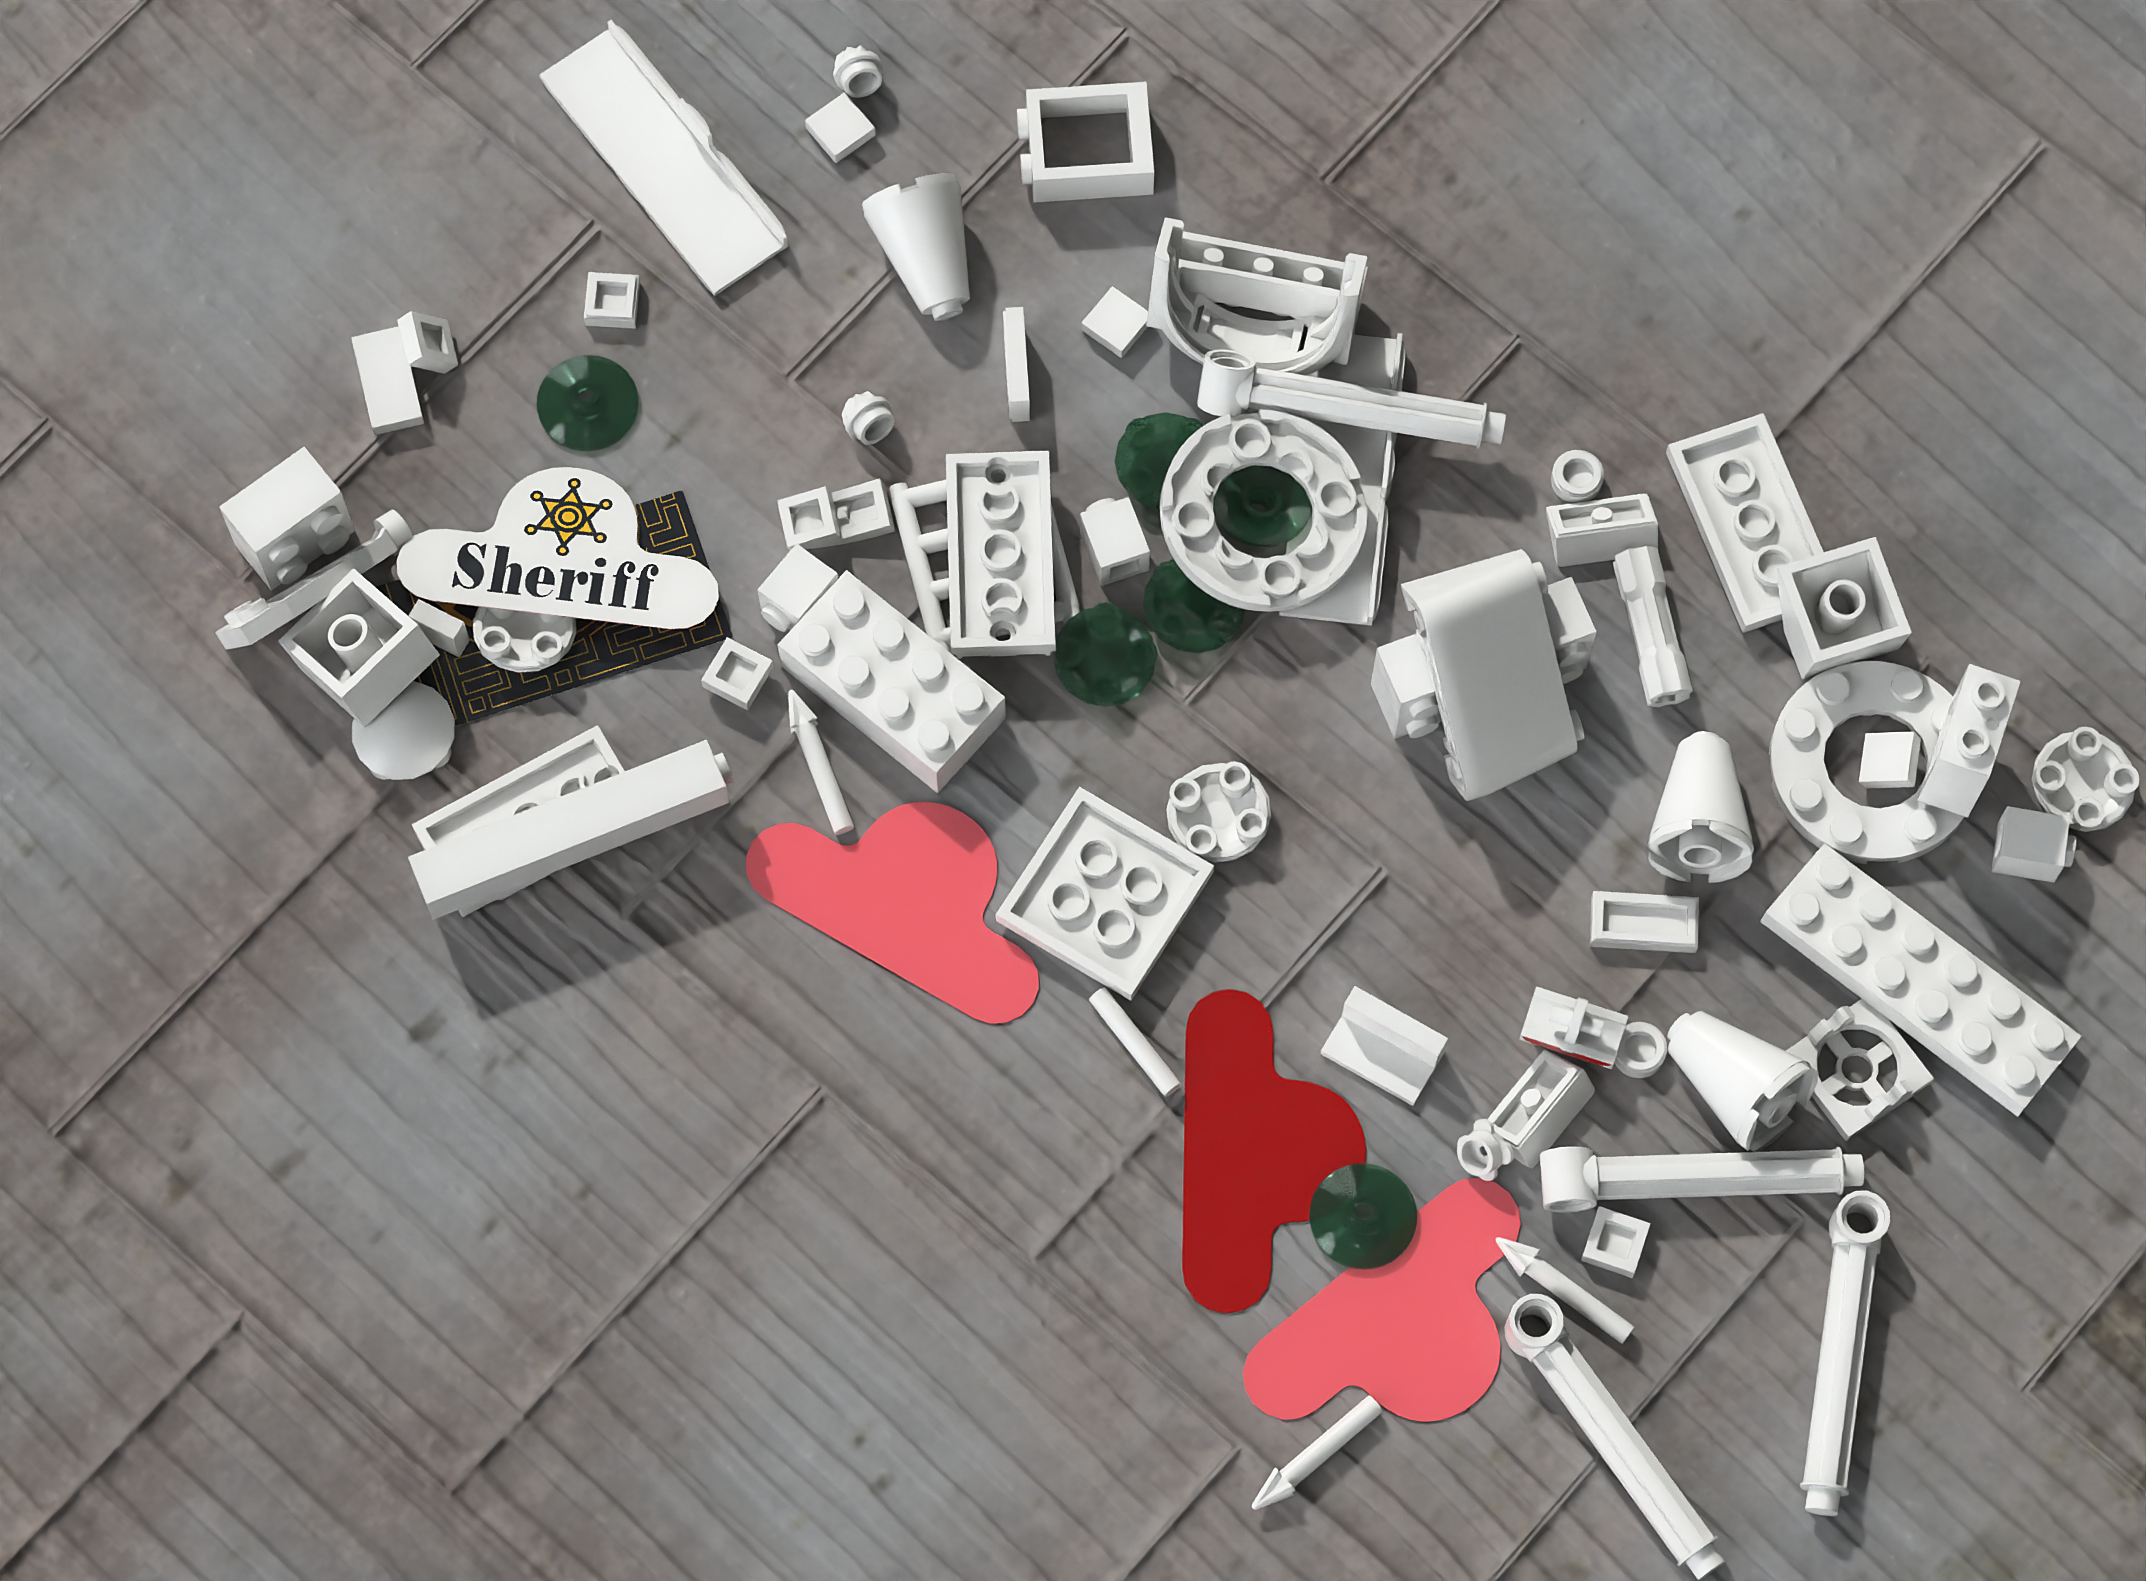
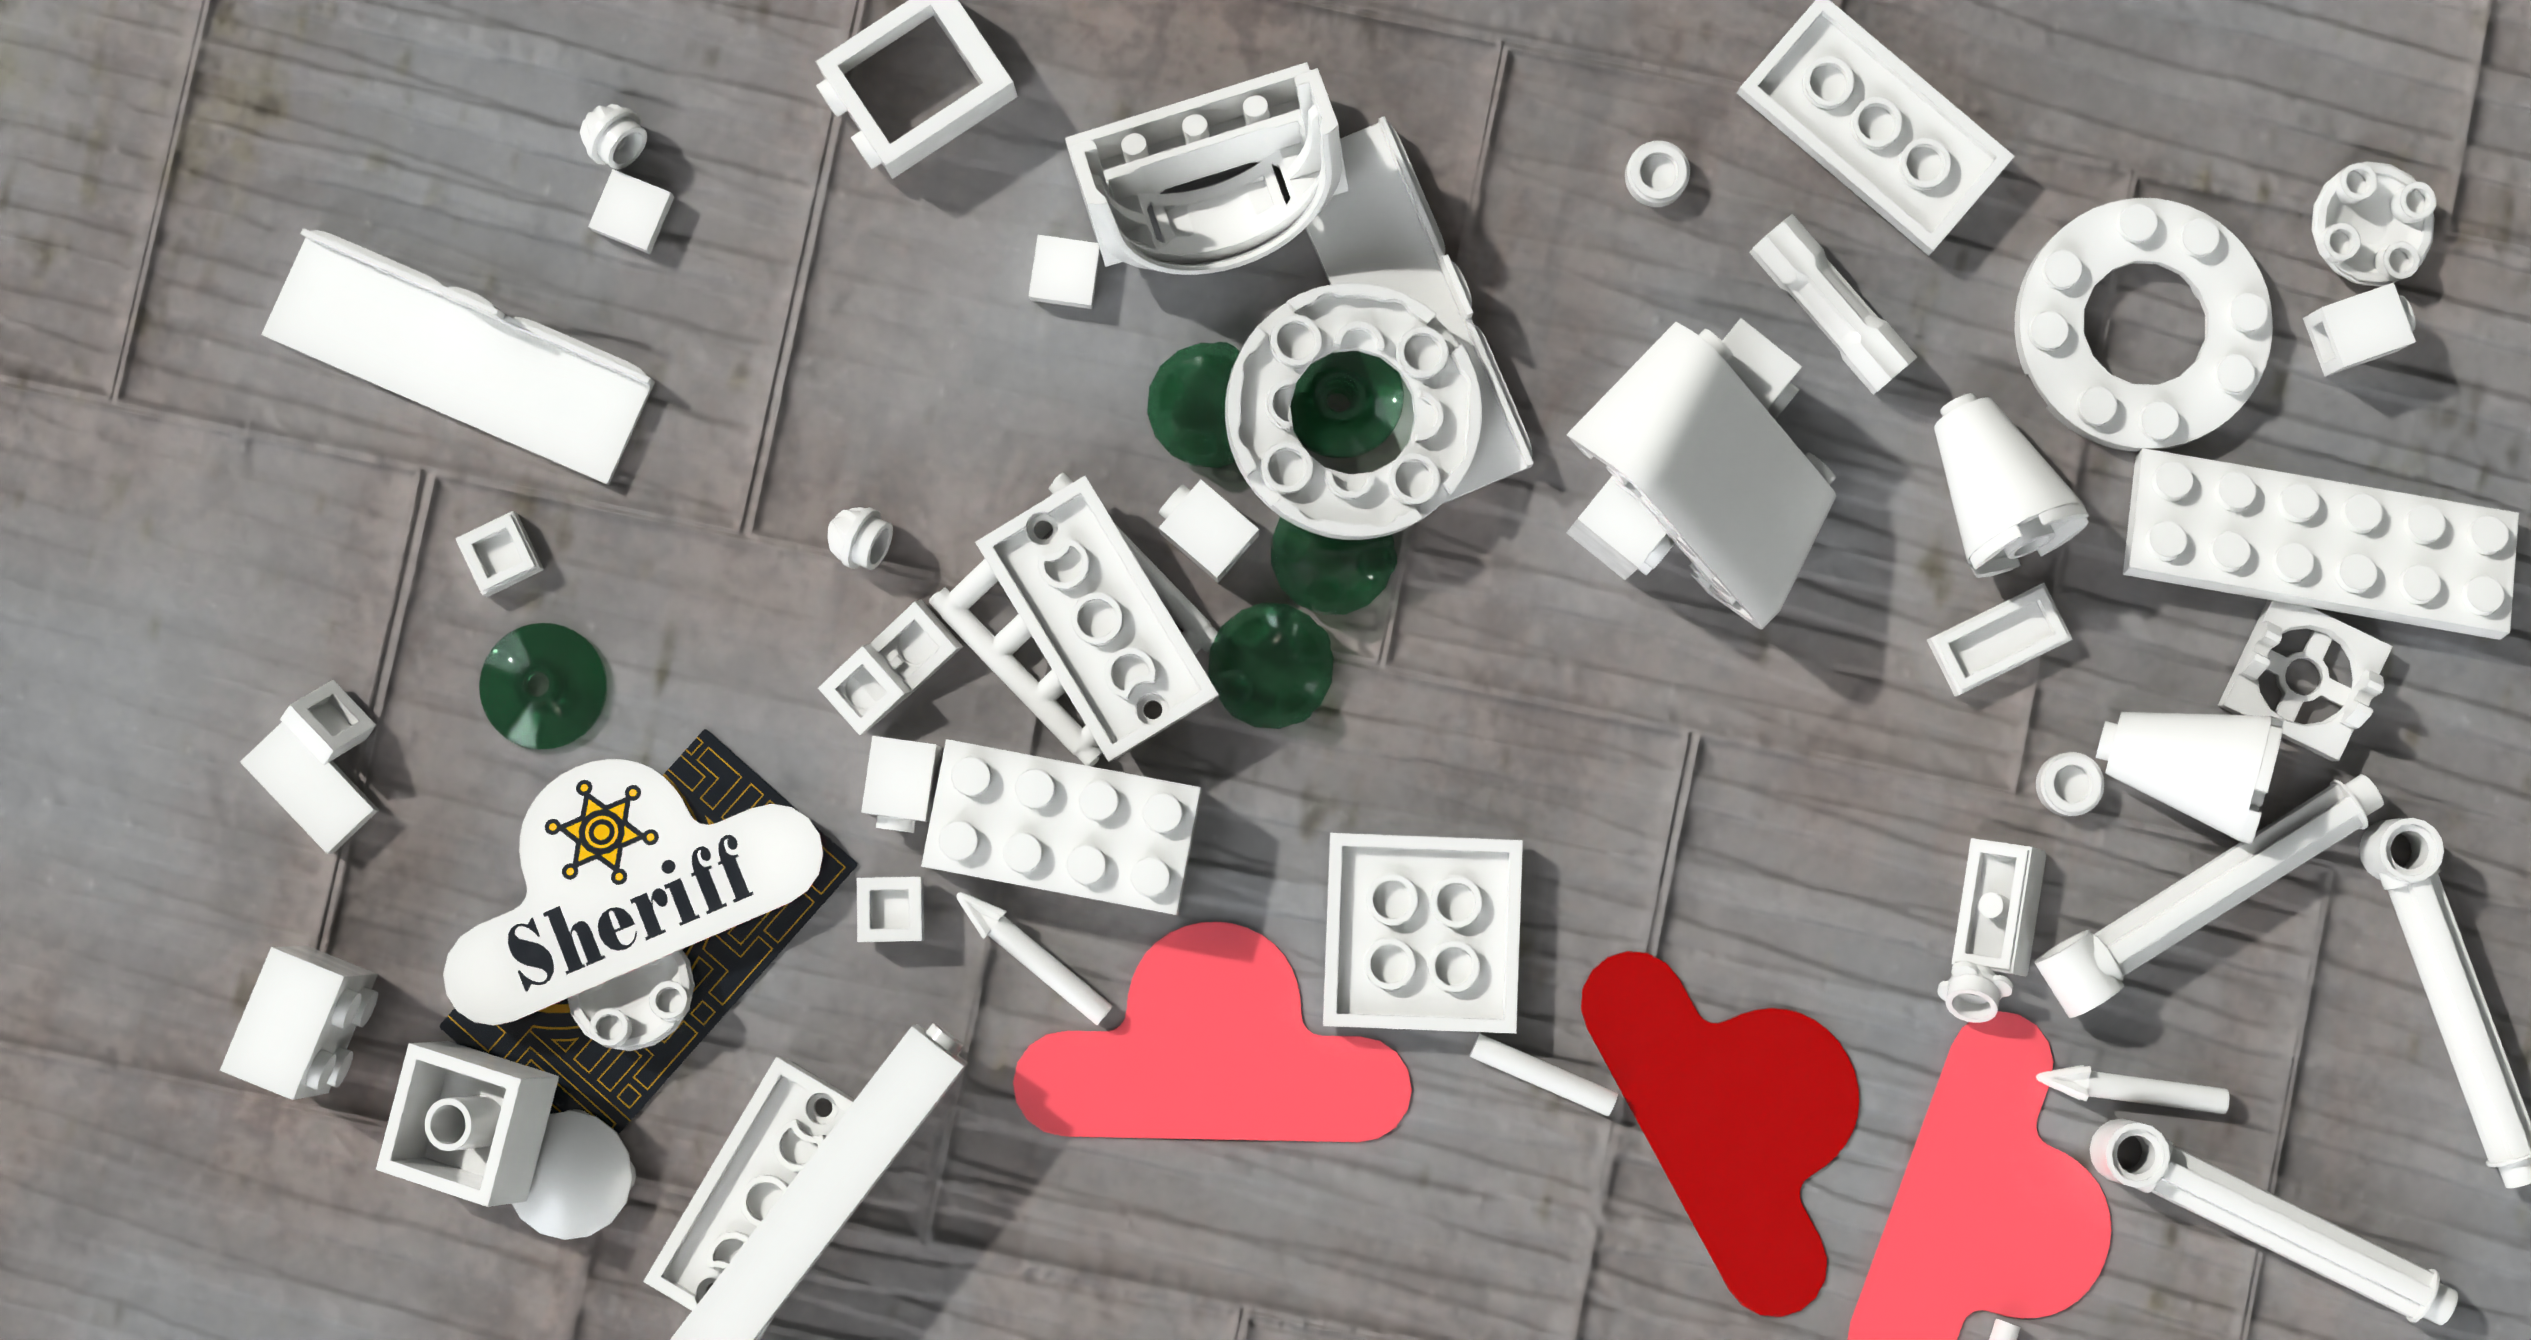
camera: 30 degrees left, 15 degrees up
(257, 619) = (335, 1155): white plate -> none
(440, 628) = (539, 1044): white tile -> none
(924, 241) = (809, 303): white cone -> none
(1016, 364) = (986, 385): white tile -> none
(1218, 811) = (1490, 773): white dish -> none
(1234, 384) = (1242, 284): white piece -> none
(1358, 1241) = (1852, 1120): clear green dish -> none
(1385, 1046) = (1807, 936): white panel -> none
(1573, 1027) = (1998, 807): white hips -> none
(1601, 528) = (1716, 218): white slope -> none
(1615, 1242) = (2158, 1008): white tile -> none
(1840, 608) = (2030, 179): white slope -> none
(1890, 760) = (2162, 316): white tile -> none
(1969, 740) = (2248, 269): white window -> none

